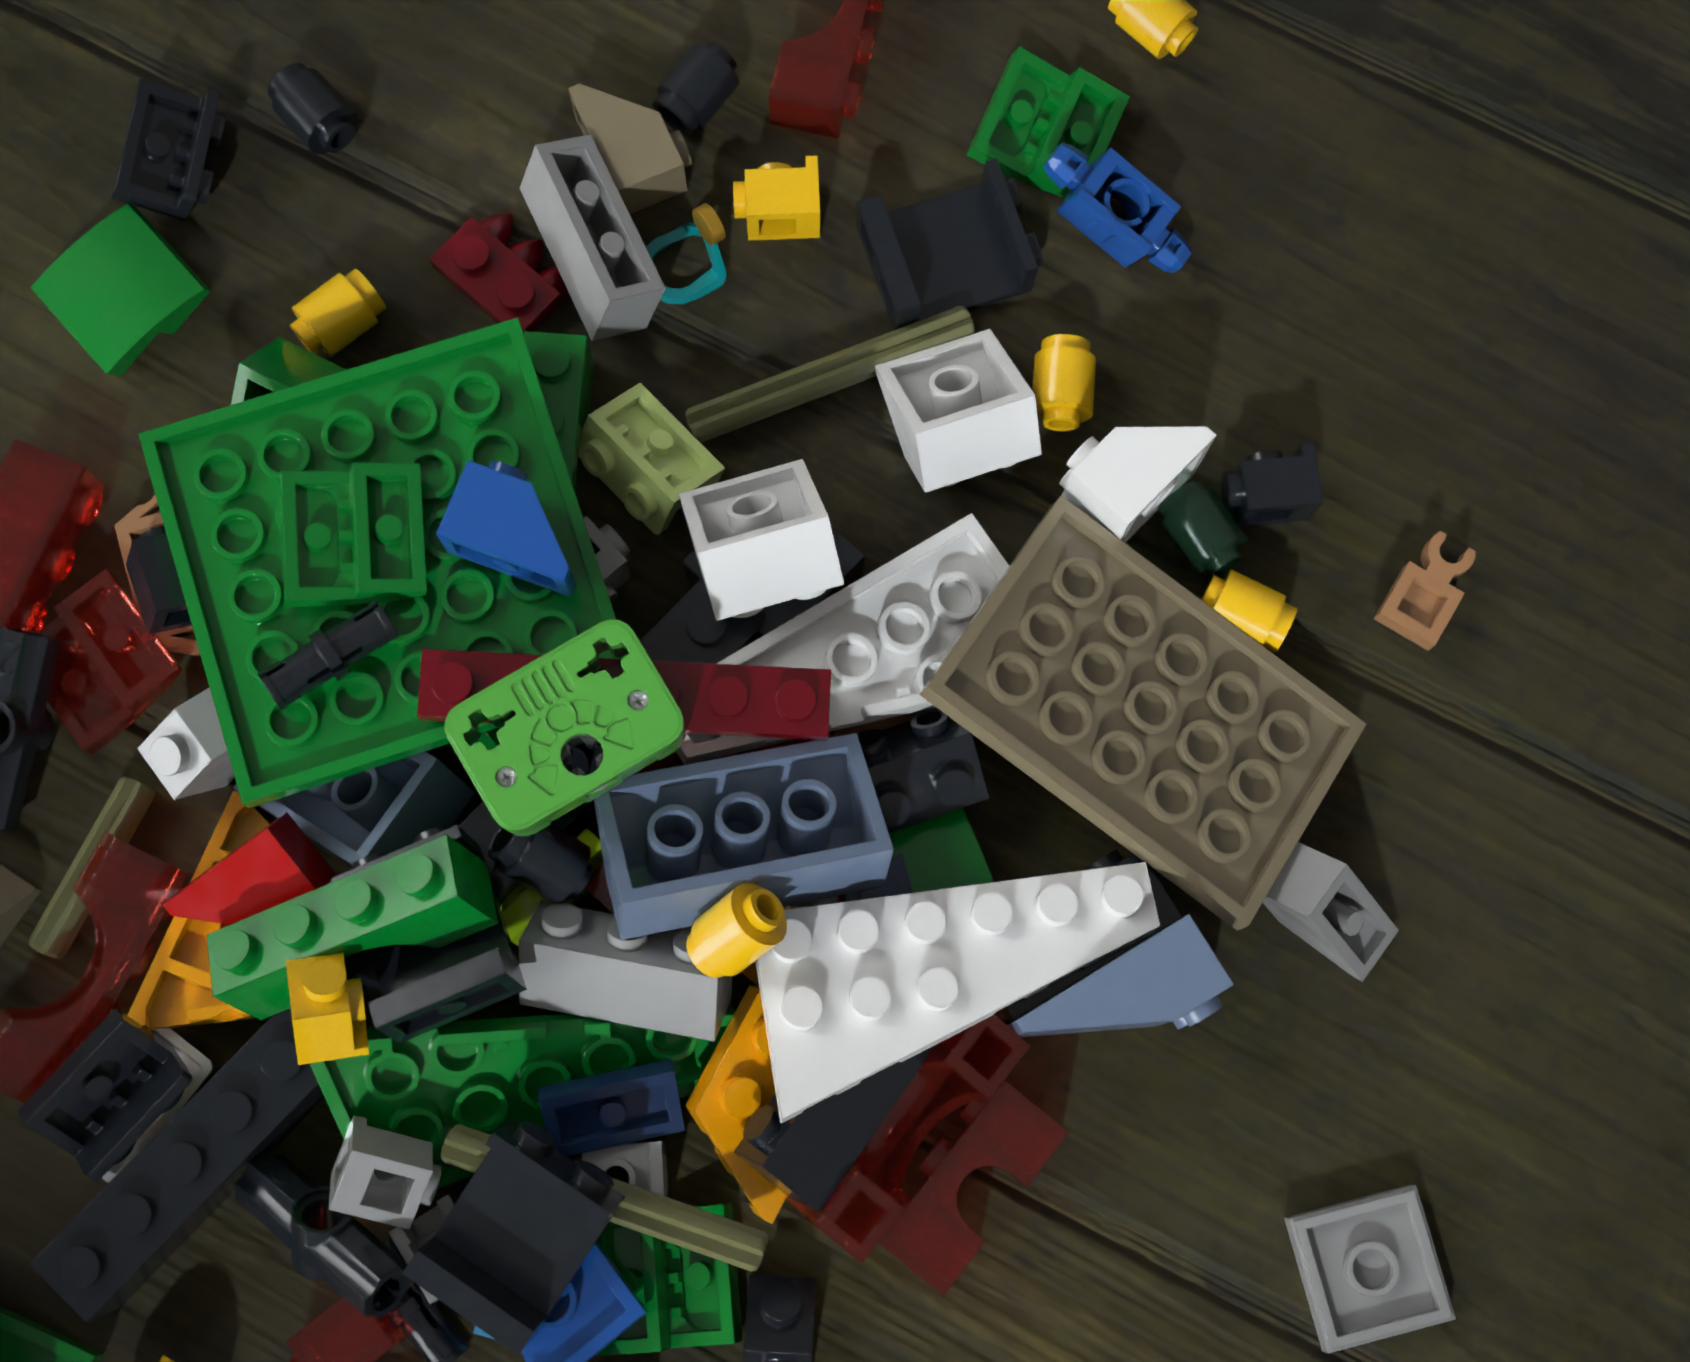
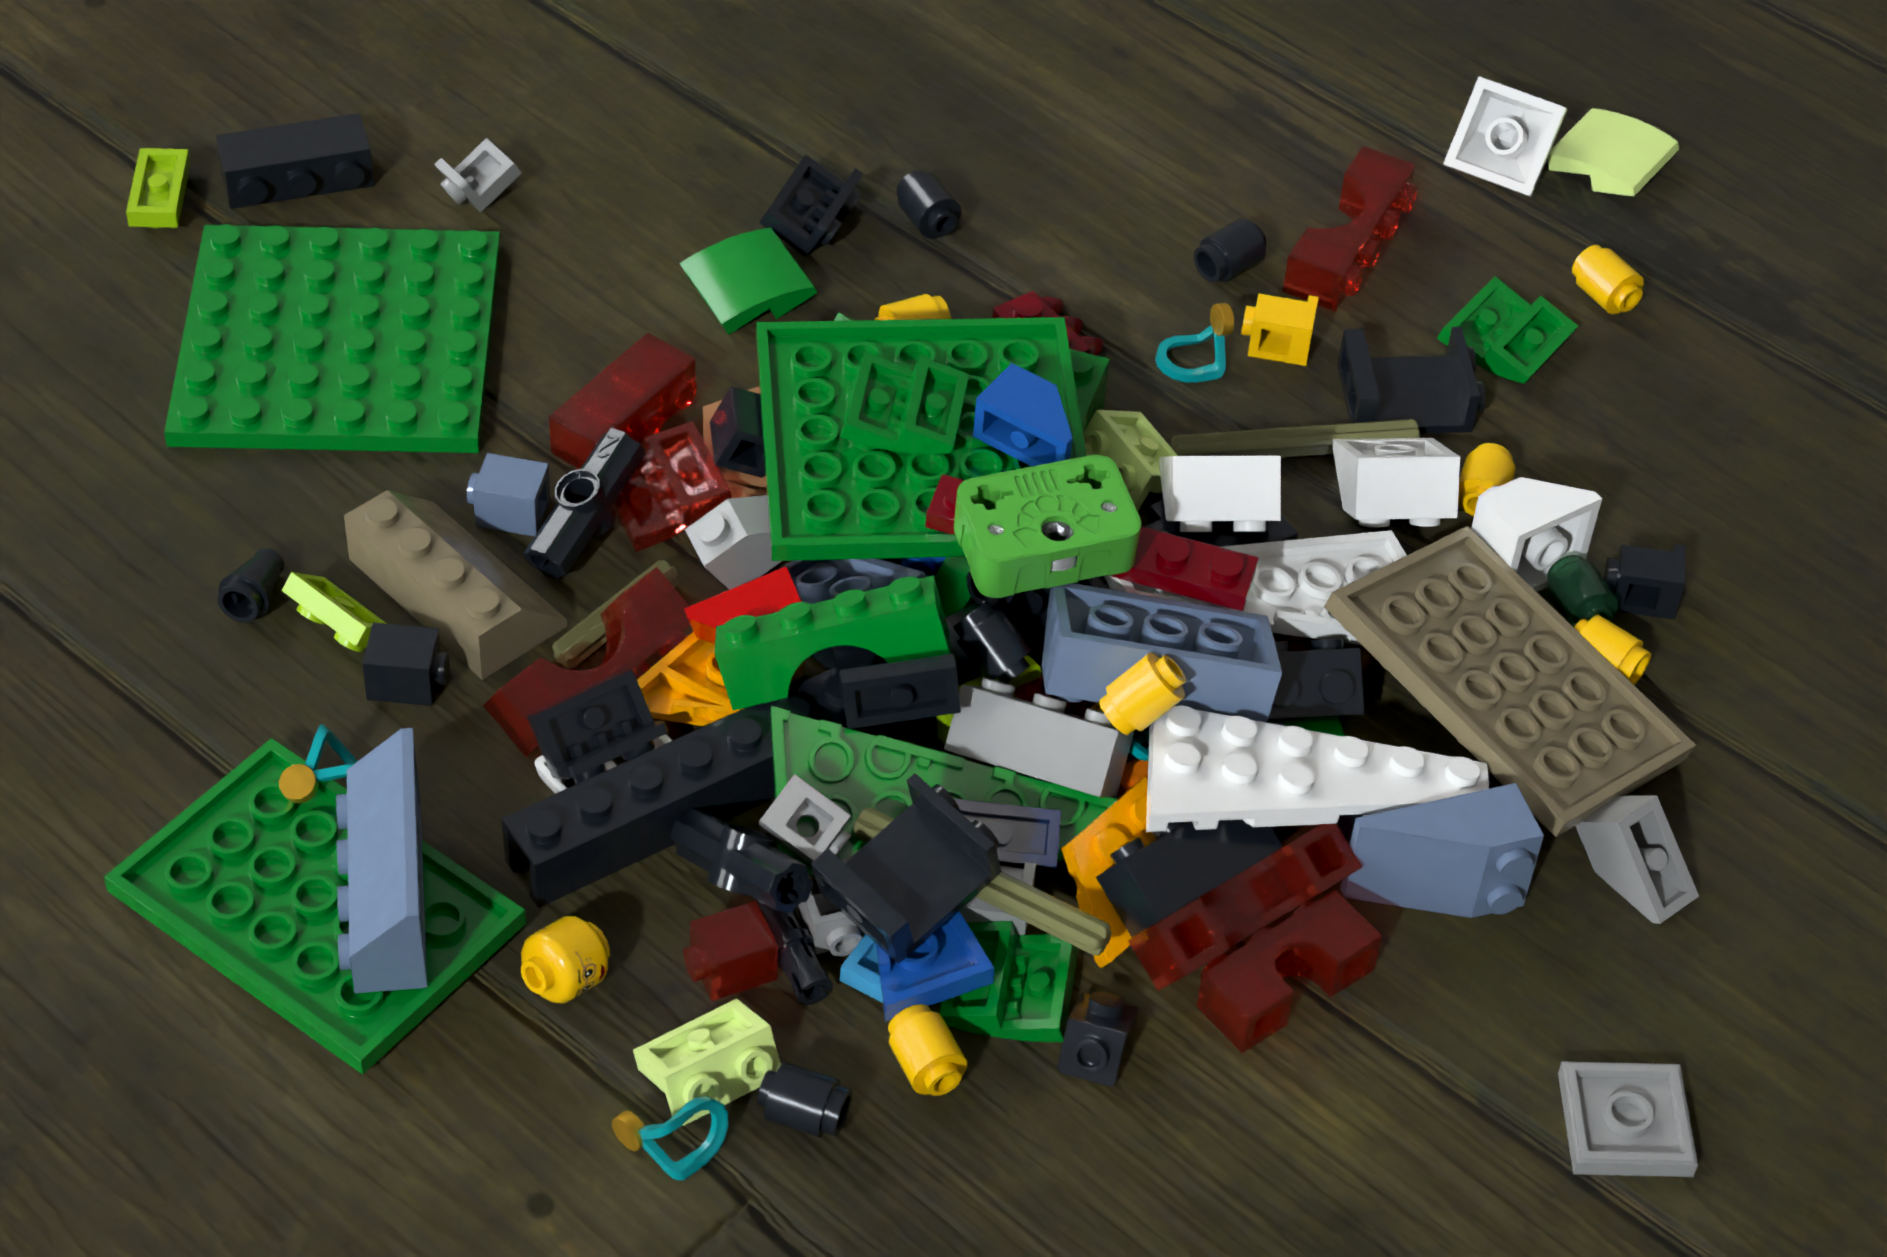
camera: 15 degrees right, 30 degrees down
(326, 1009) = (802, 676): yellow brick -> none
(328, 655) = (868, 464): black pin -> none
(591, 237) = (1127, 313): light grey brick -> none
(635, 146) = (1169, 274): dark tan slope -> none
(1144, 204) = (1553, 382): blue piece -> none
(1422, 597) = (1761, 679): medium nougat plate -> none

